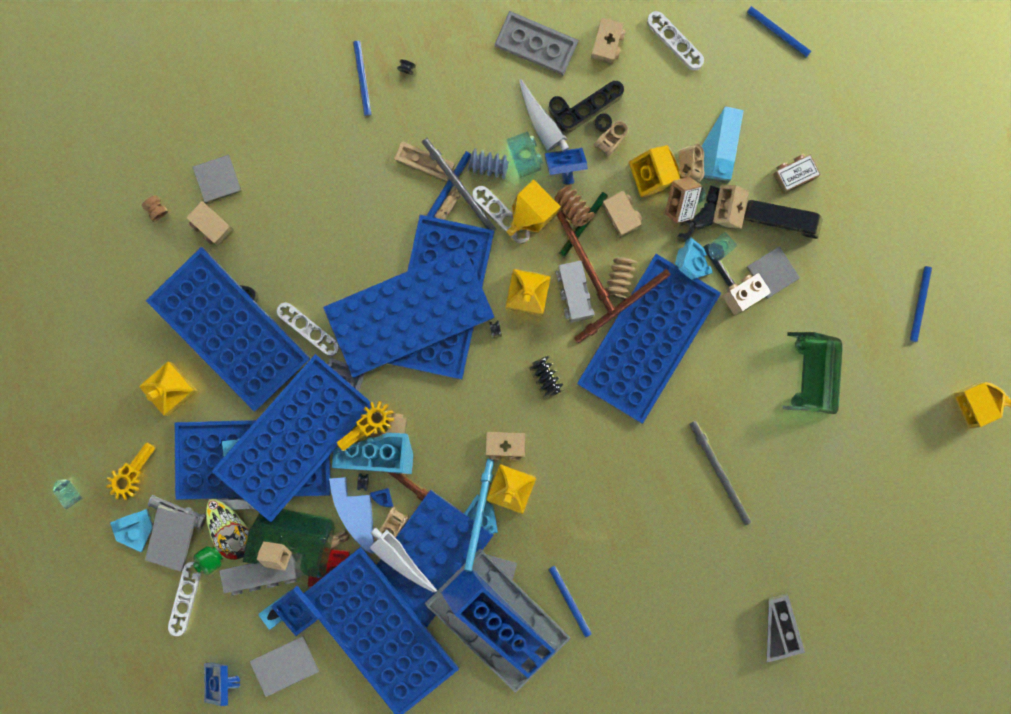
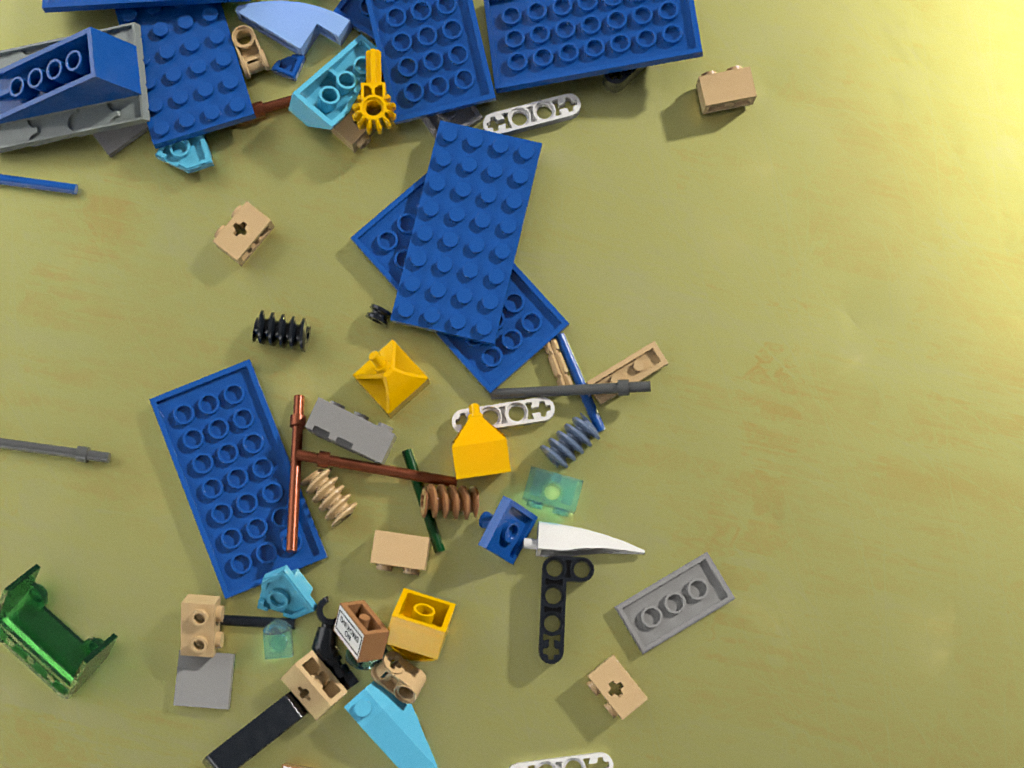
camera: 125 degrees right, 5 degrees down
(155, 208) = (785, 46): medium nougat wheel -> none
(217, 178) = (772, 135): light grey tile -> none
(362, 78) = (774, 373): blue bar -> none
(363, 482) = (320, 55): black bush -> none
(394, 554) = (212, 28): white piece -> none
(406, 67) = (751, 431): black bush -> none
(486, 480) = (221, 184): medium azure bar -> none
(511, 489) = (189, 203): yellow piece -> none
(599, 126) = (522, 602): black bush -> none
(609, 140) = (497, 604): tan piece -> none

